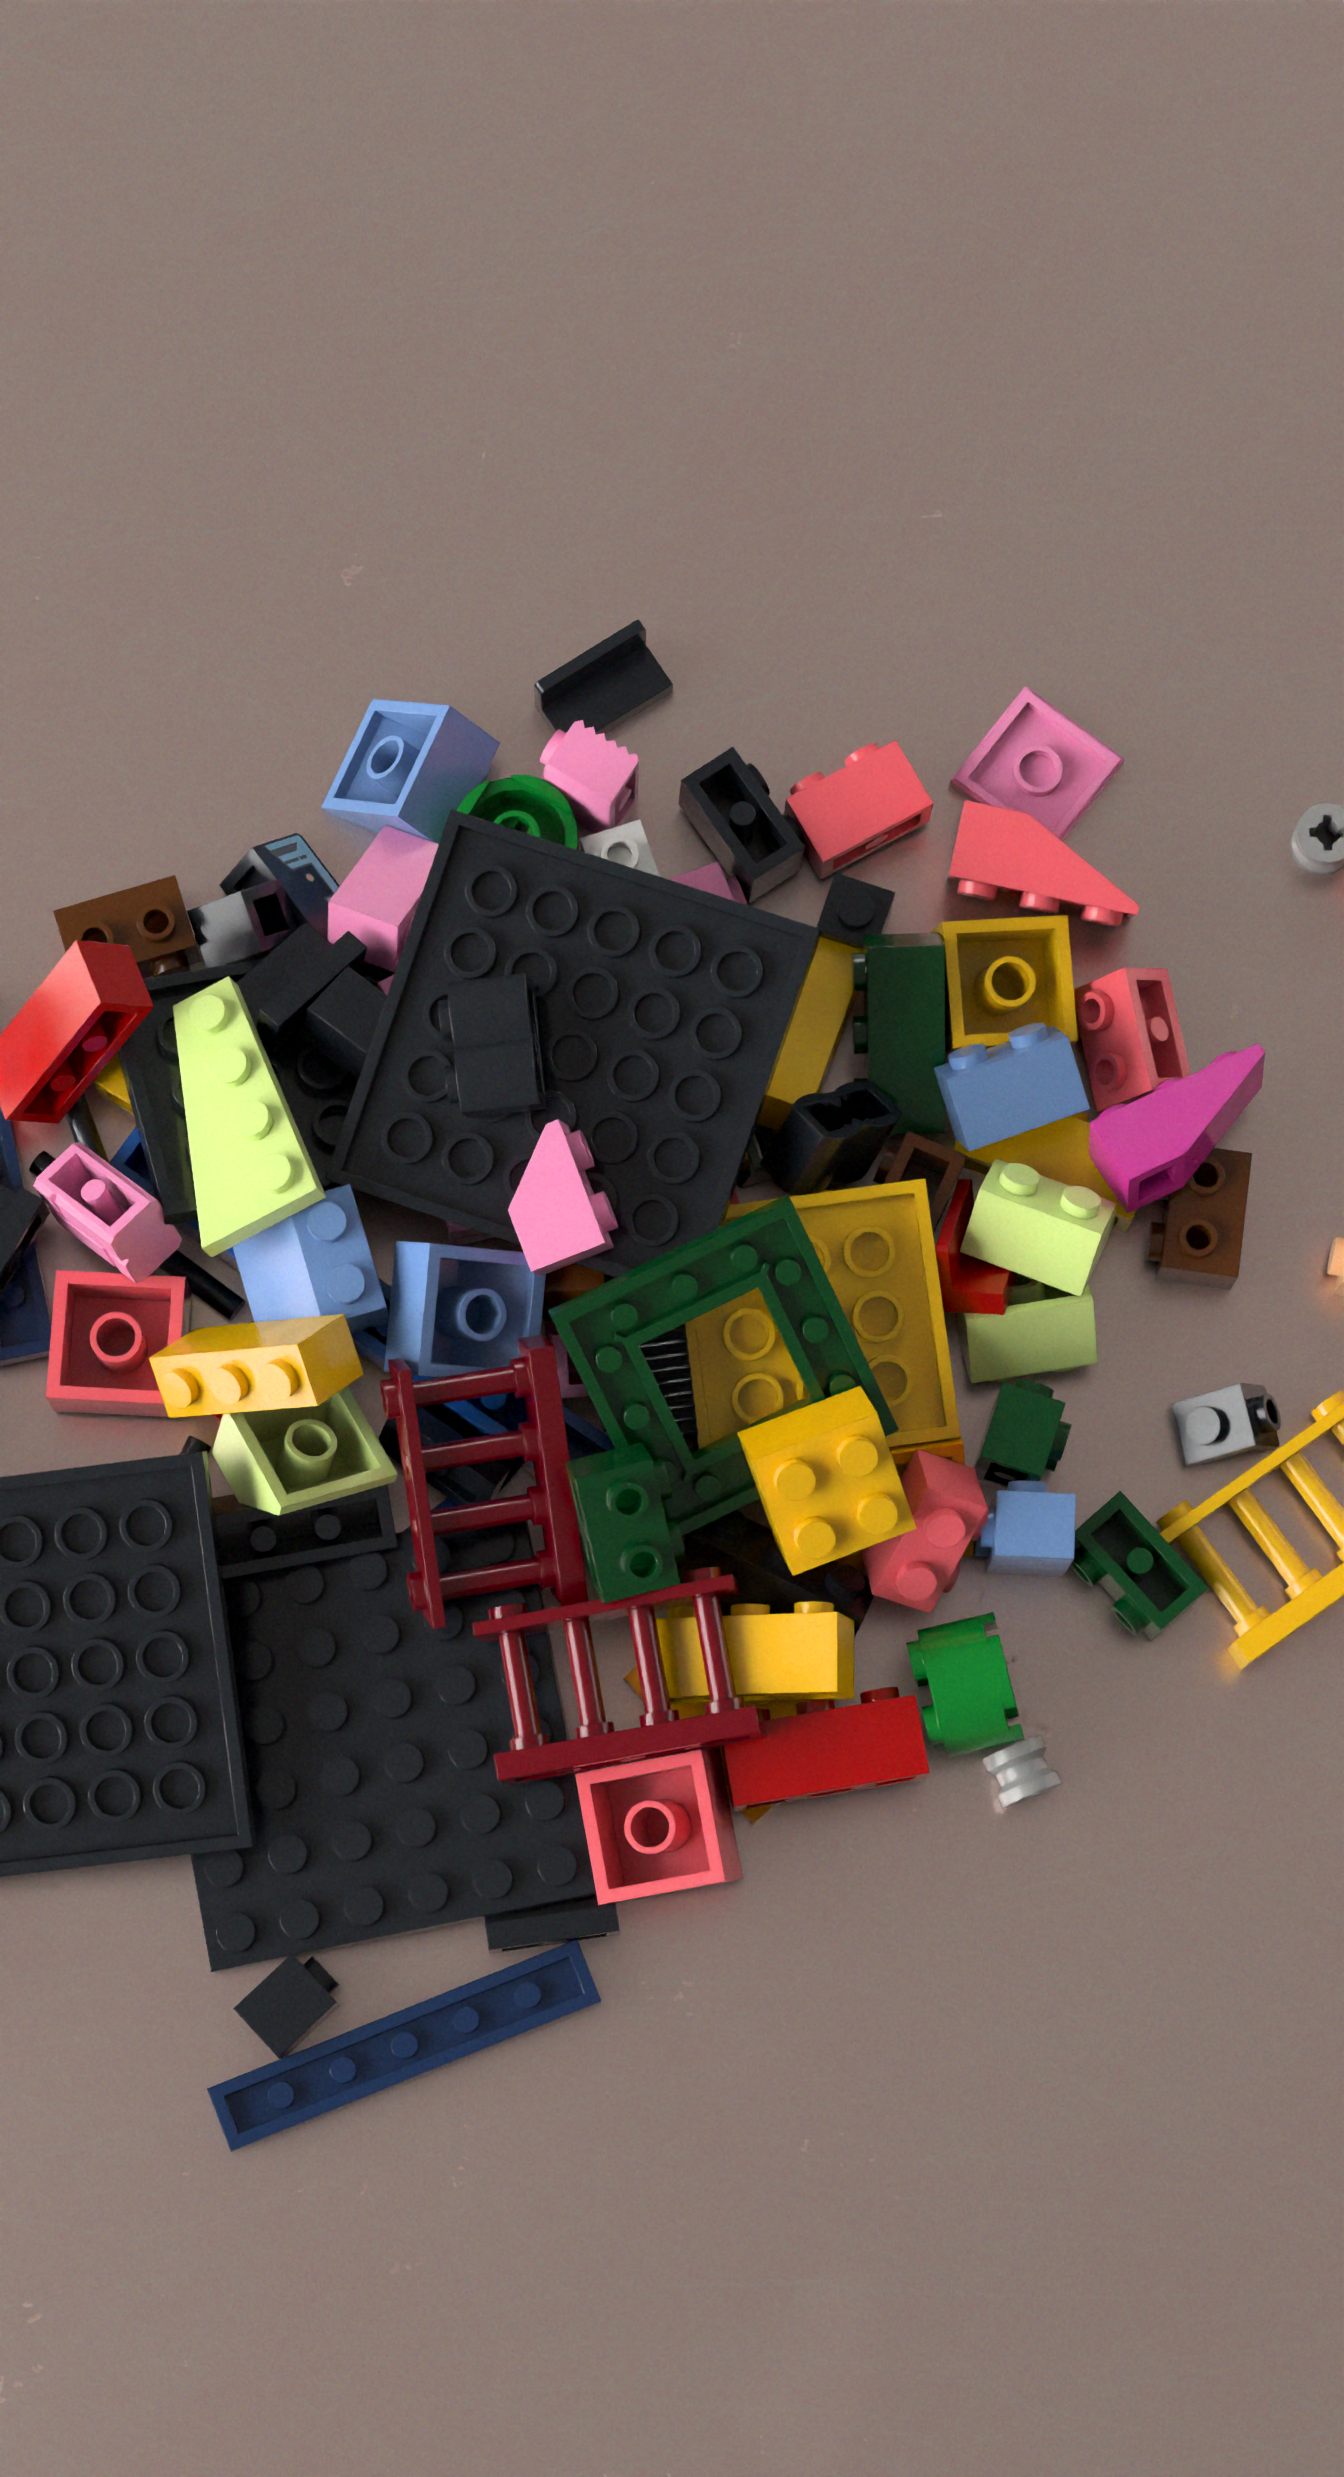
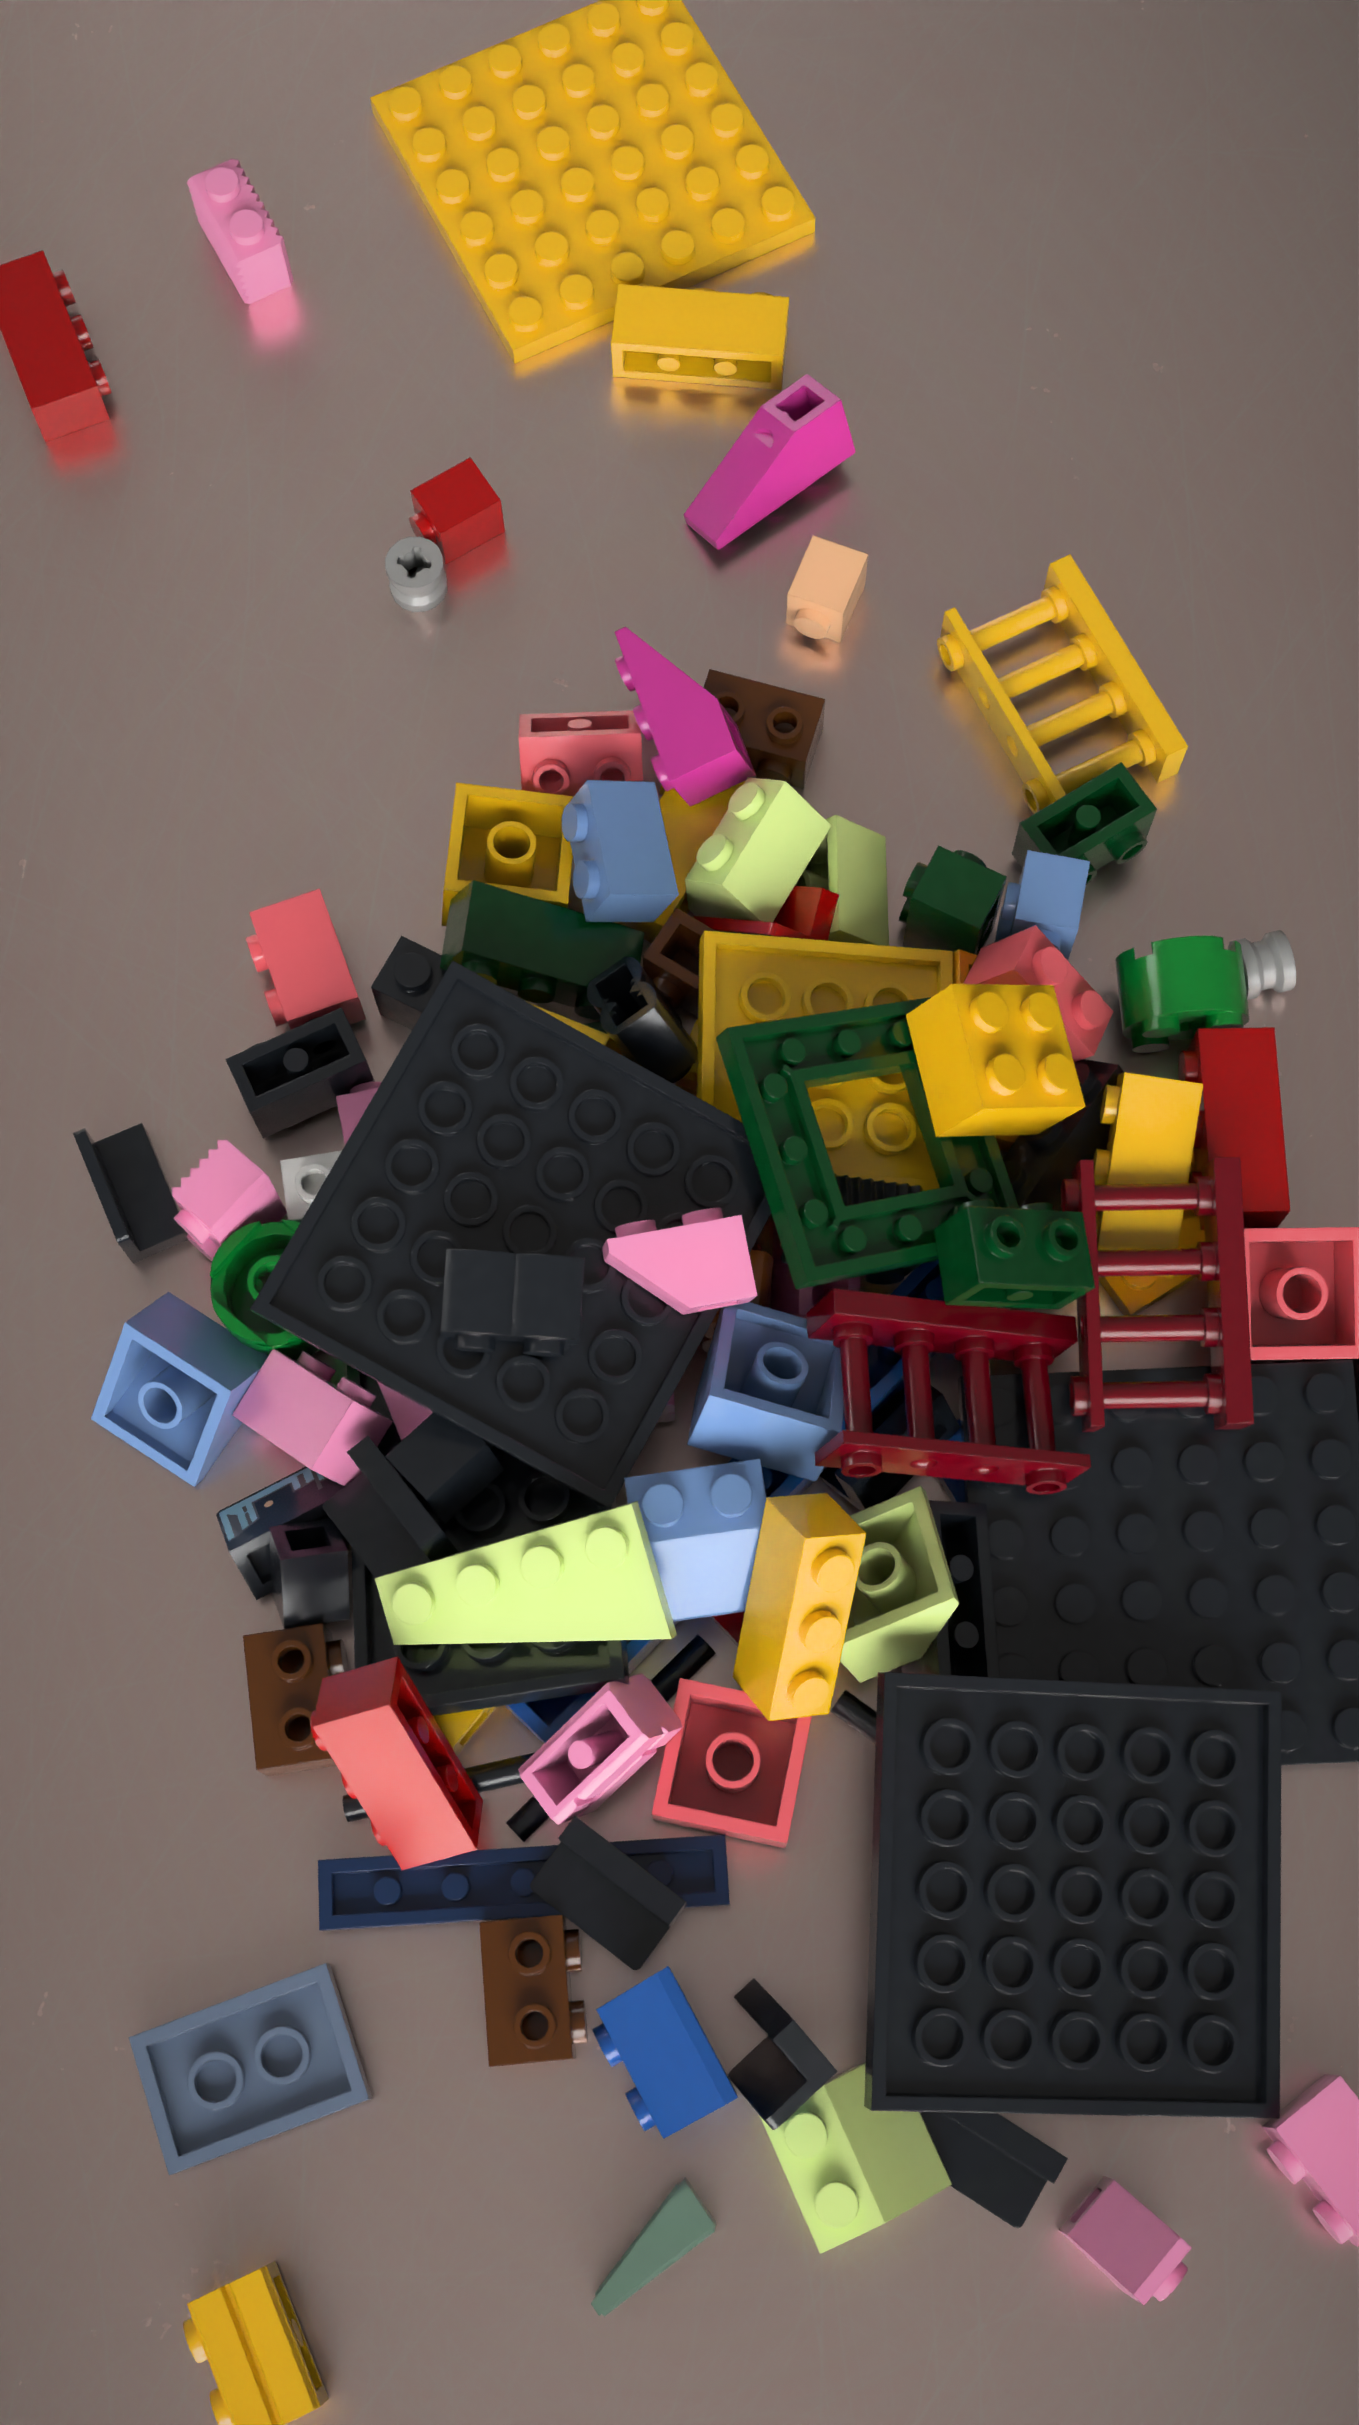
camera: 75 degrees left, 5 degrees down
(1020, 856) = (396, 815): coral slope -> none
(1038, 765) = (299, 811): bright pink tile -> none
(1227, 1423) = (954, 743): bracket -> none

